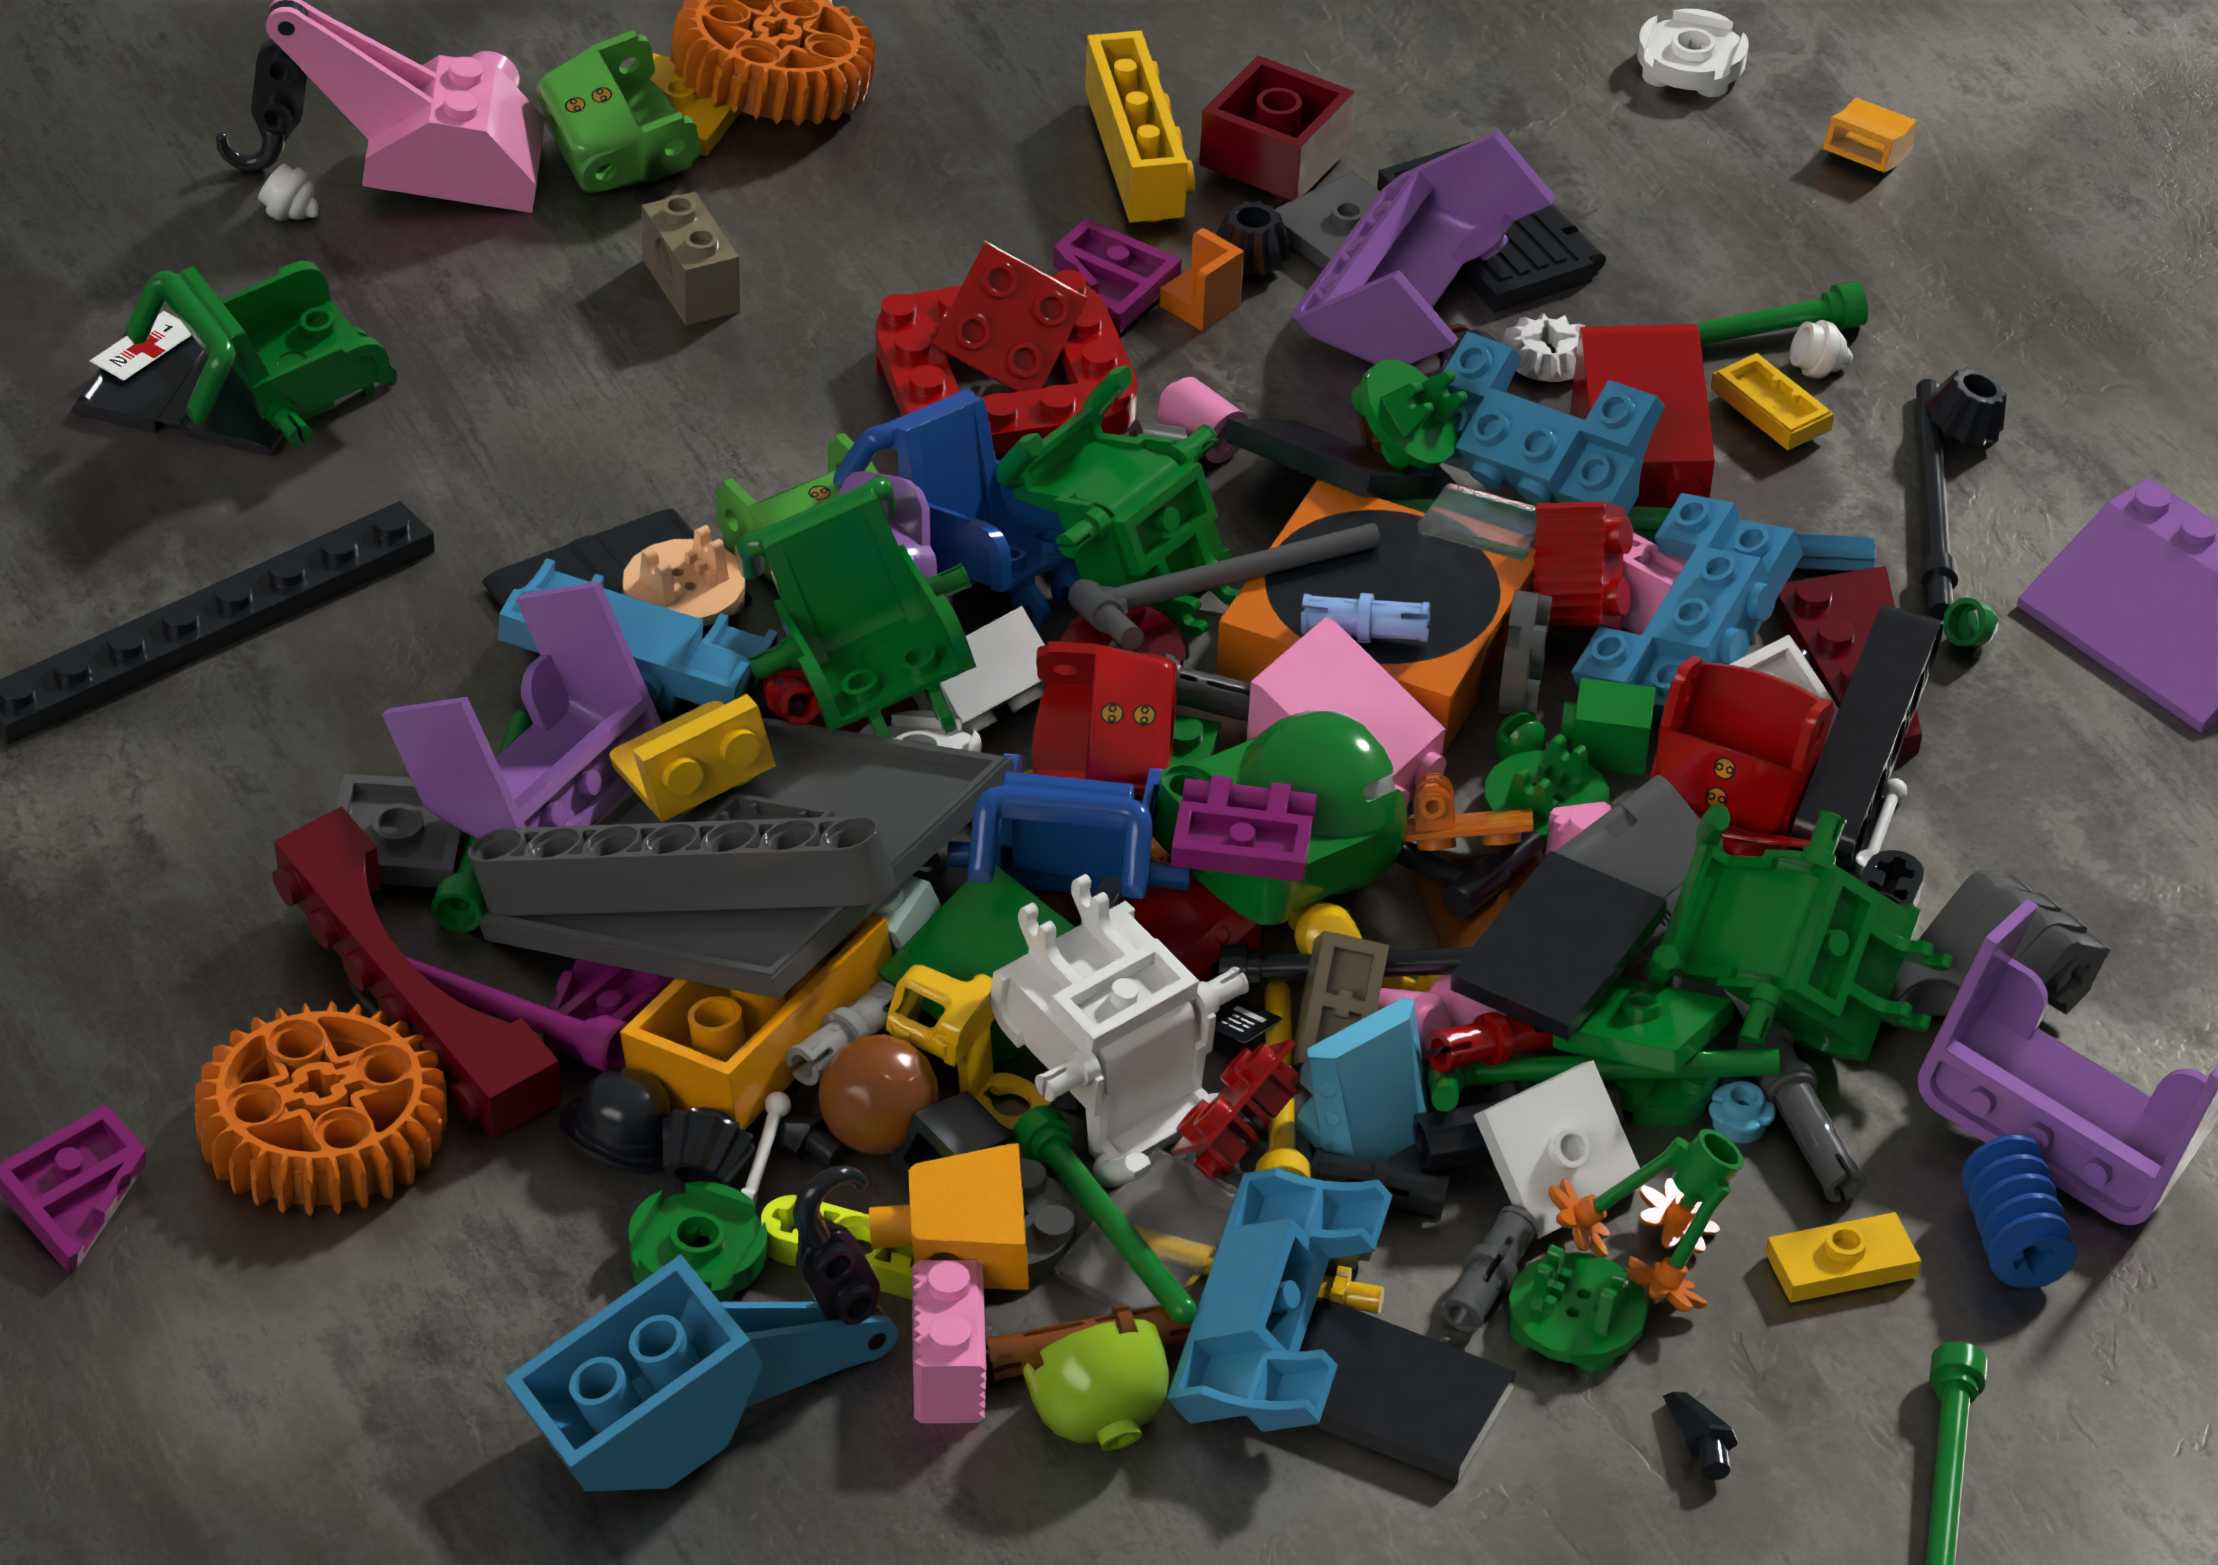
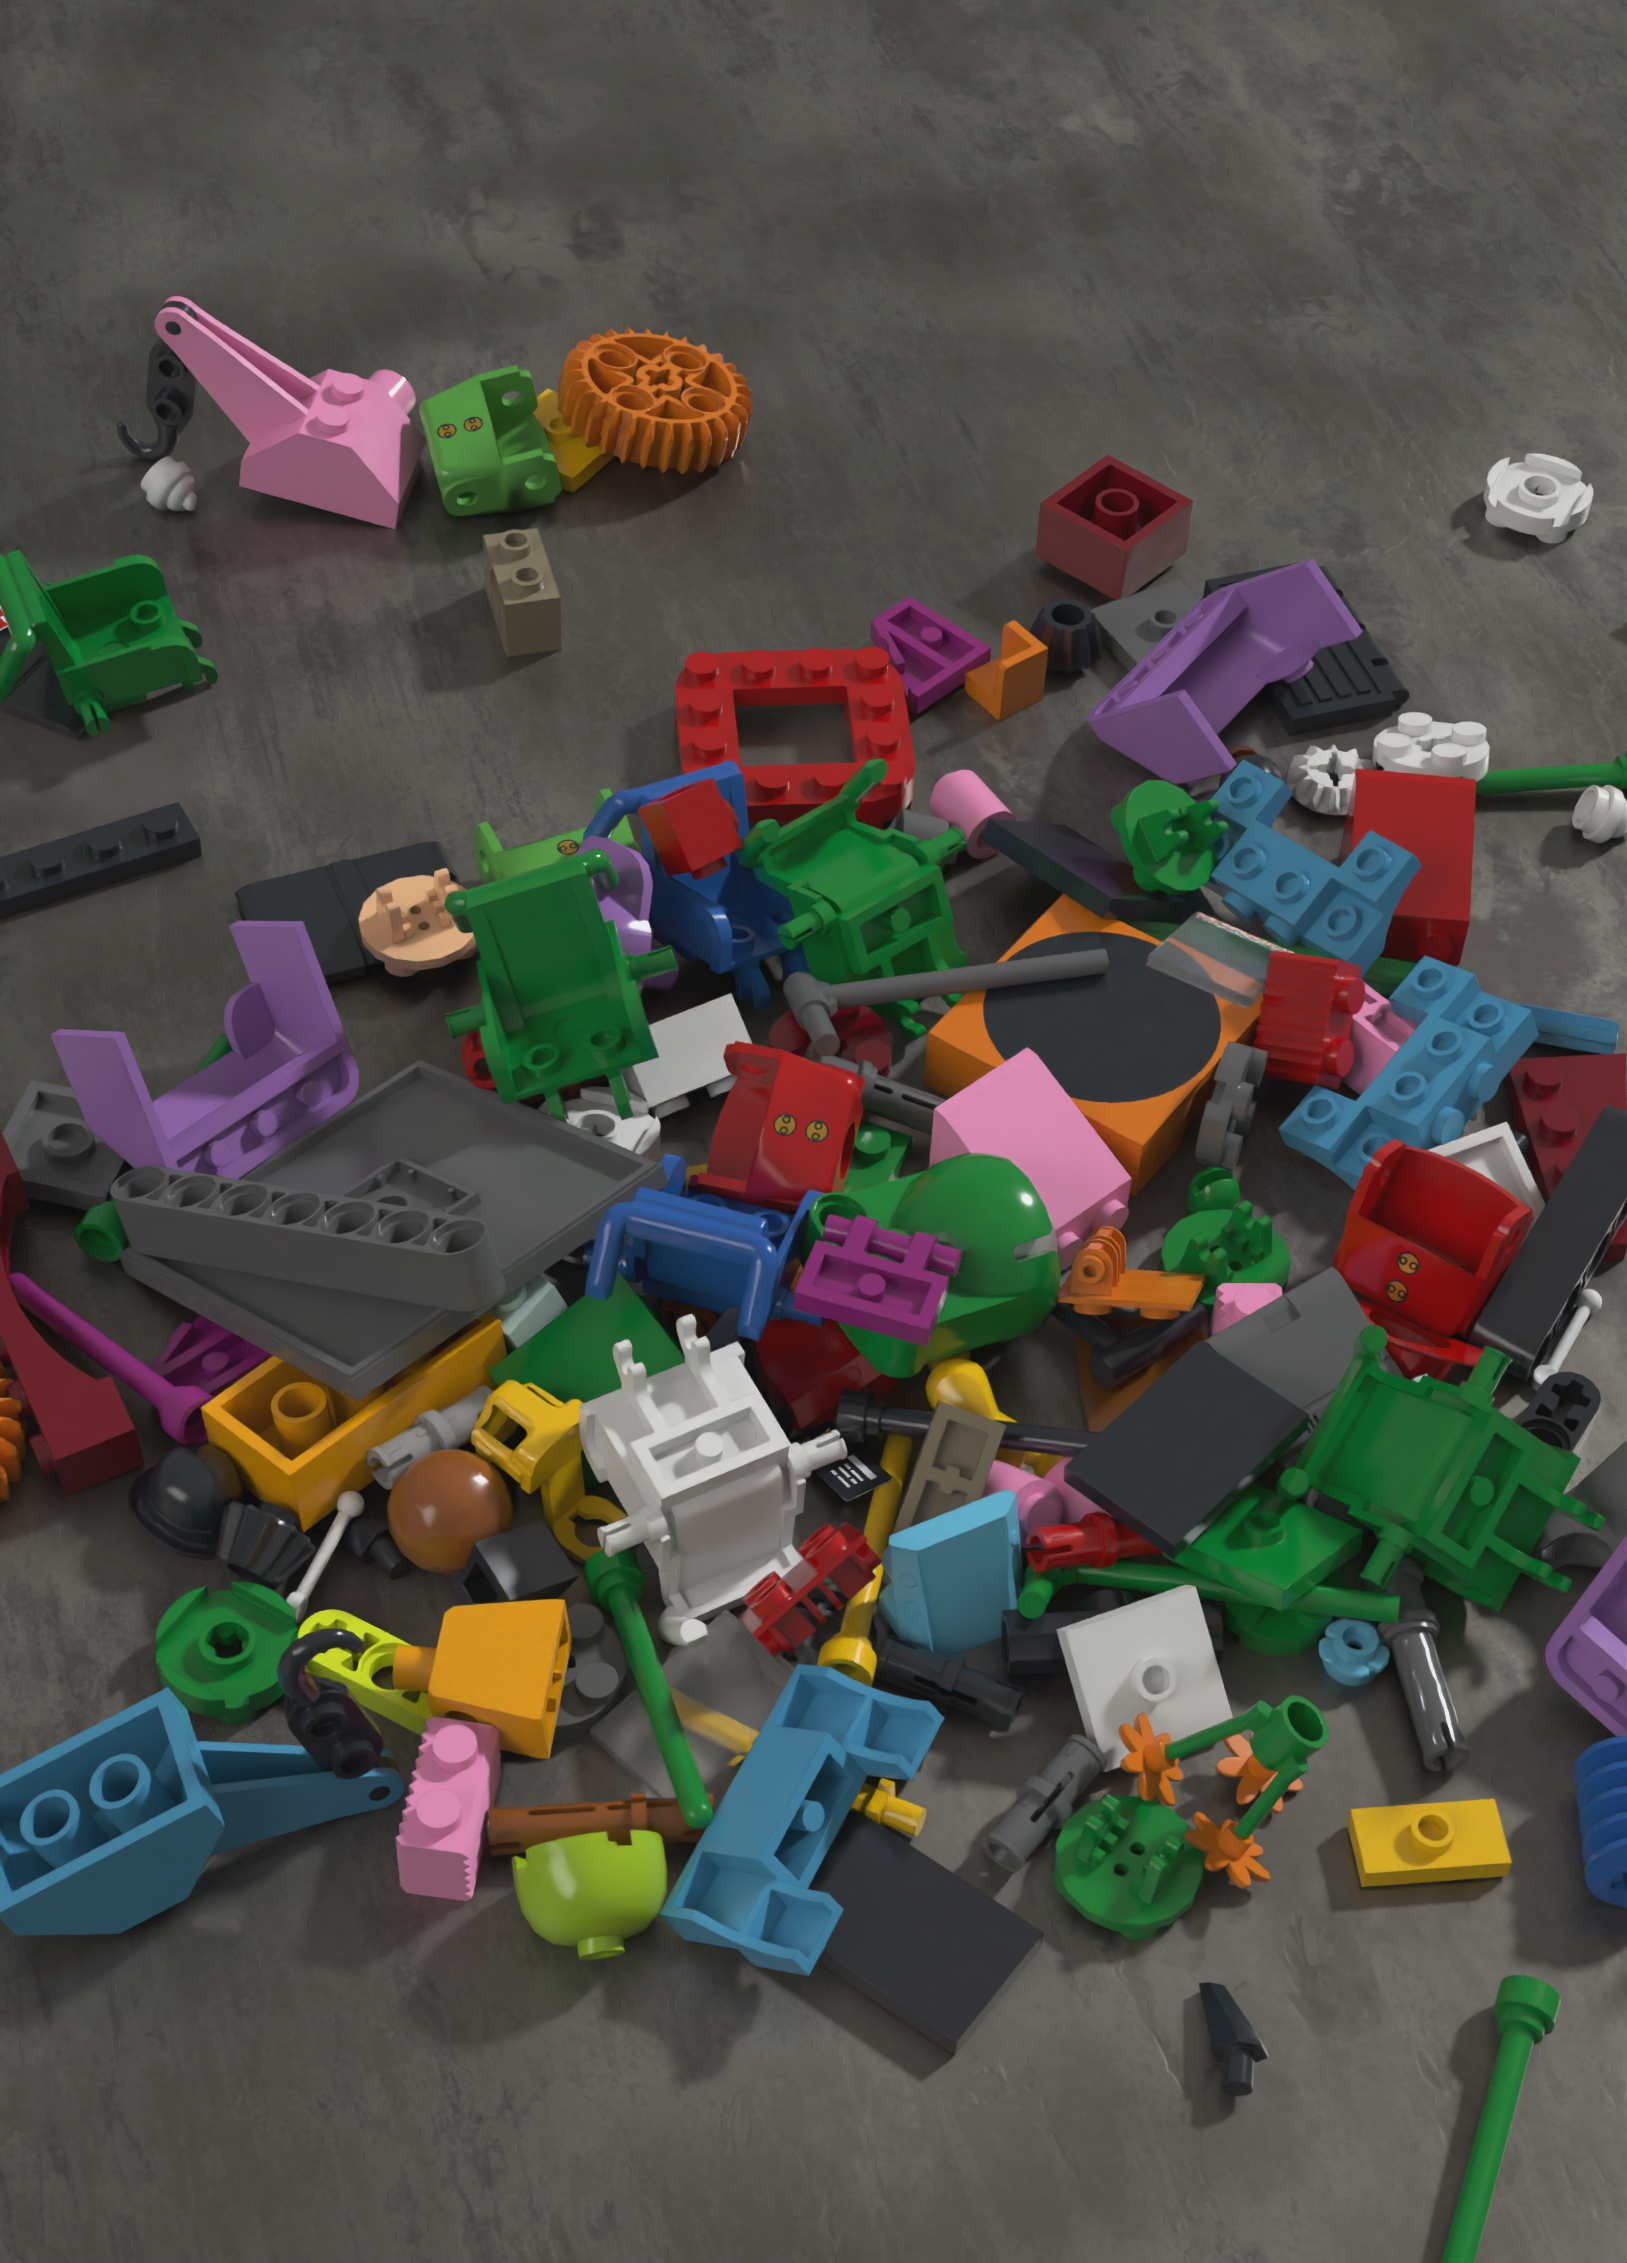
camera: 10 degrees right, 5 degrees up
(662, 642) = (369, 986): dark azure bracket -> none
(695, 756) = (364, 1113): yellow bracket -> none
(952, 454) = (692, 829): none -> red brick
(1009, 320) = (802, 692): red hinge -> none
(1137, 127) = (981, 511): yellow brick -> none
(1368, 617) = (1074, 1050): light blue pin -> none
(1611, 723) = (1306, 1192): green brick -> none
(1635, 302) = (1433, 747): none -> white plate
(1772, 401) = (1544, 863): yellow plate -> none

